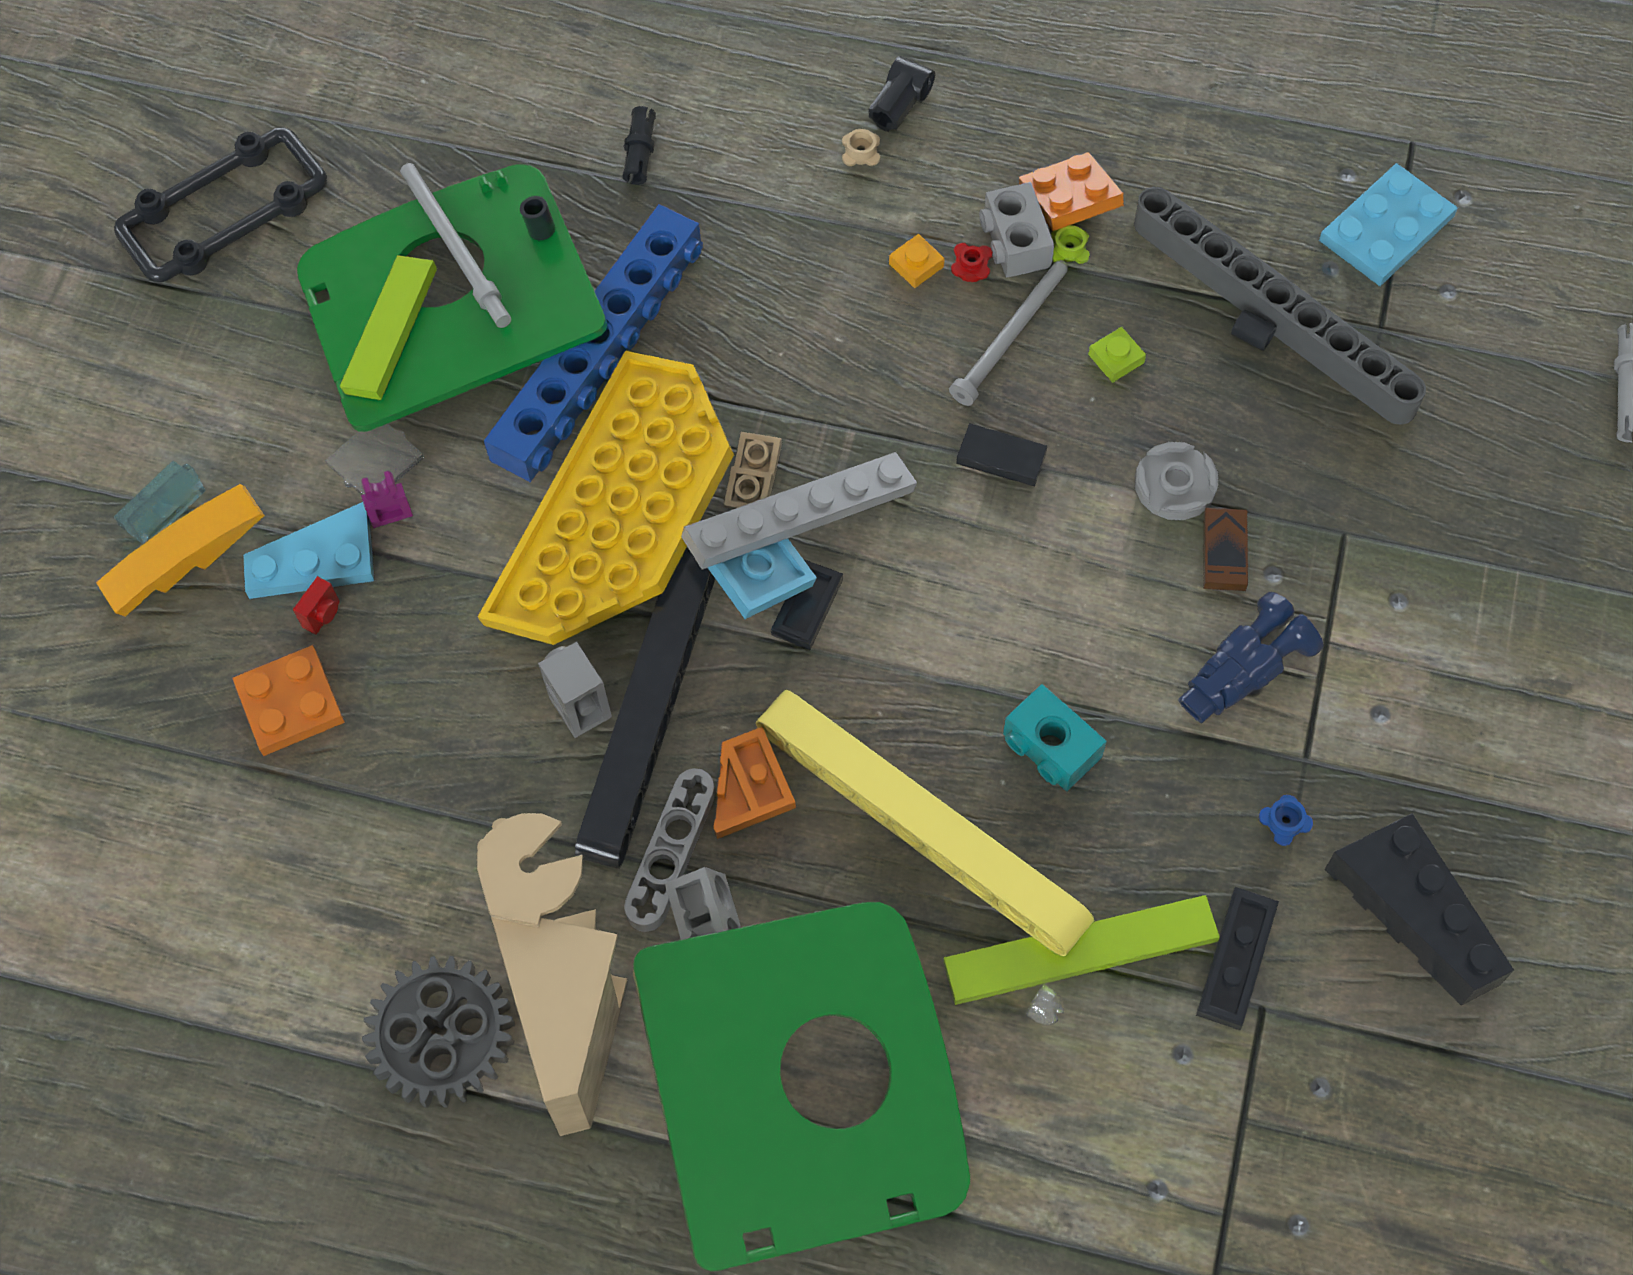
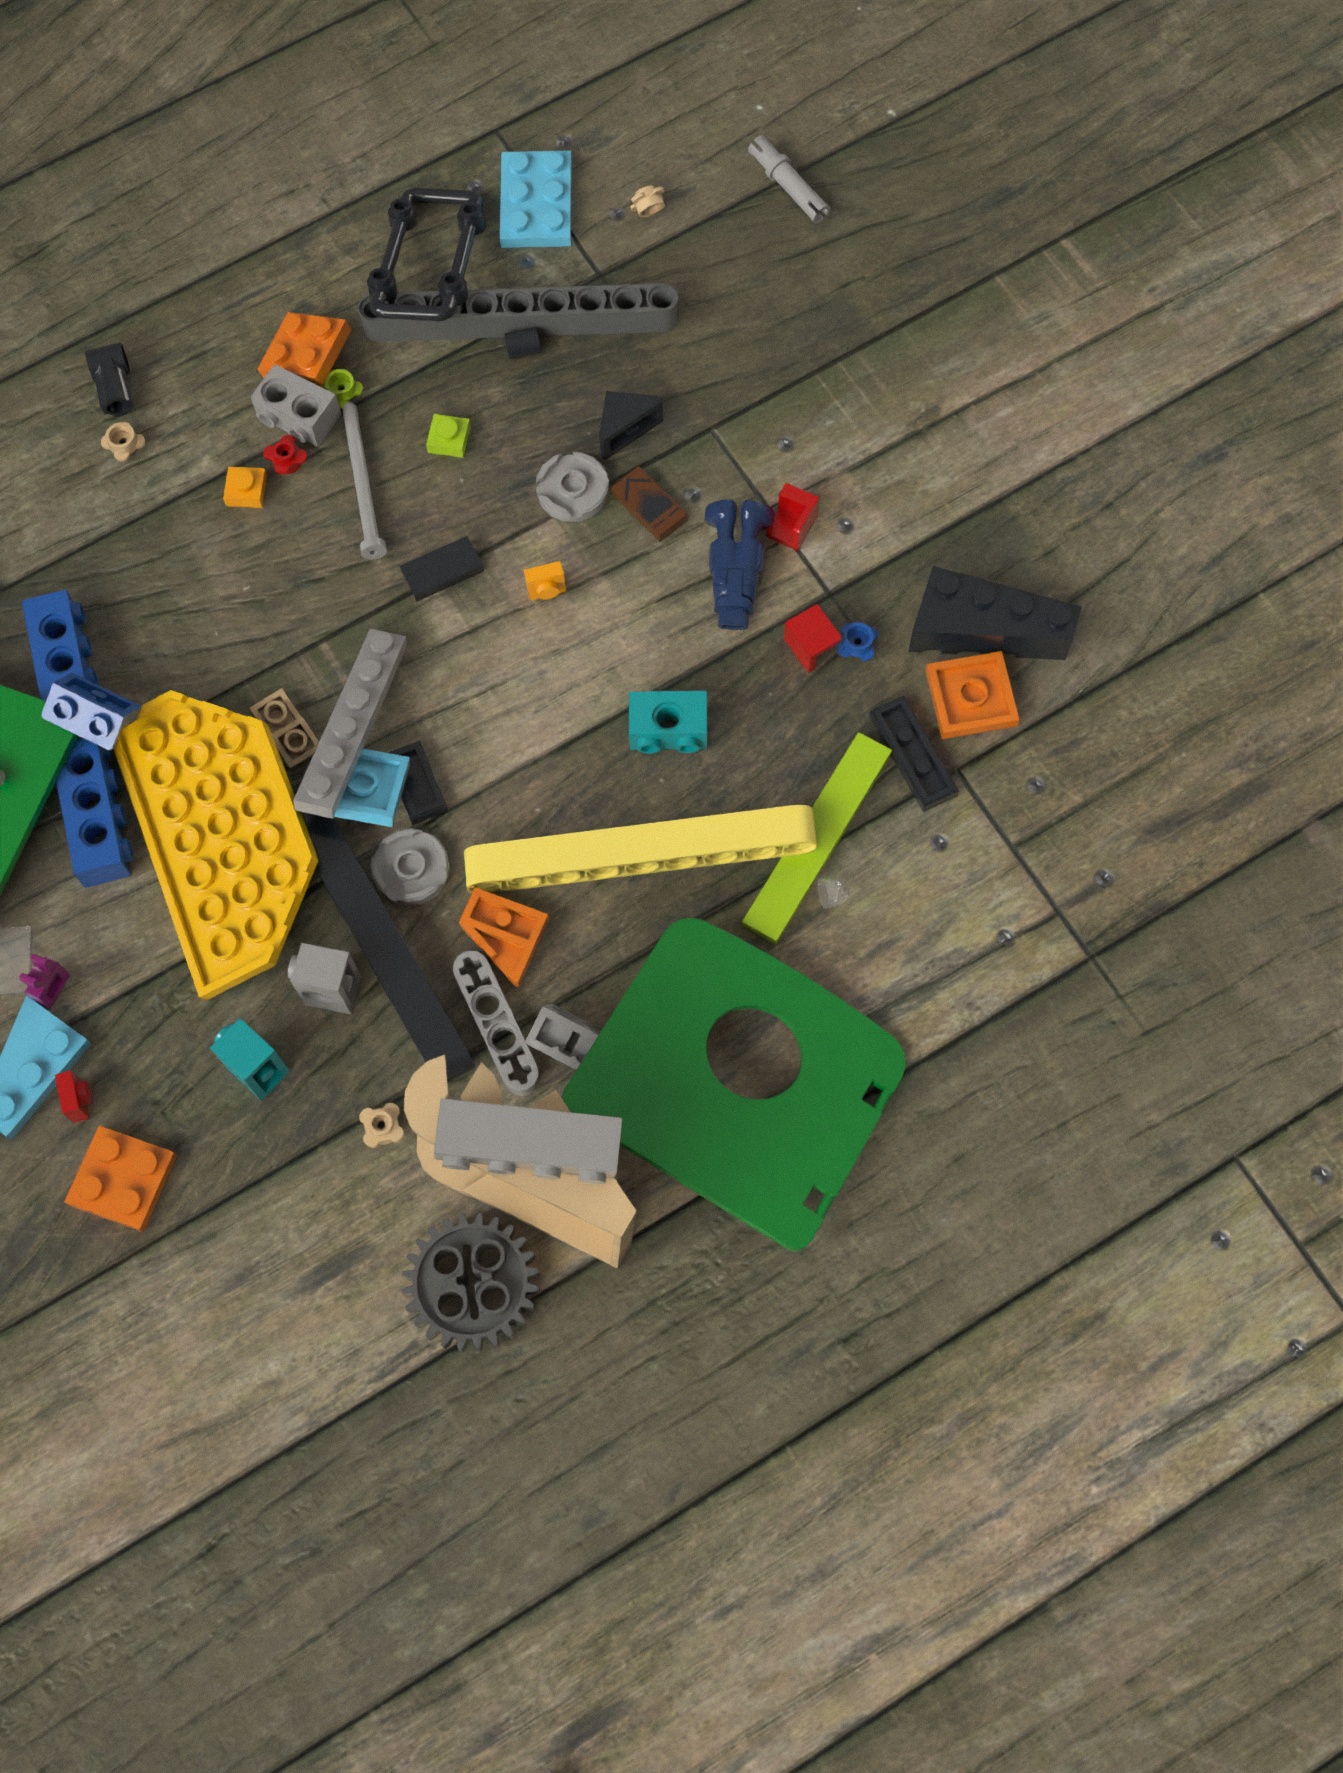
camera: 45 degrees left, 5 degrees up
(458, 697) = (249, 1058): none -> teal brick
(548, 950) = (527, 1139): none -> light grey brick
(617, 326) = (89, 710): none -> bracket
(734, 666) = (410, 867): none -> light grey tile
(1071, 536) = (545, 581): none -> light orange plate
(1235, 234) = (452, 285): none -> black bar
(1247, 776) = (810, 636): none -> red panel
(1274, 463) = (626, 419): none -> black slope
(1338, 668) = (794, 517): none -> red panel
(1339, 956) = (972, 695): none -> orange plate
(1482, 301) = (648, 201): none -> tan plate

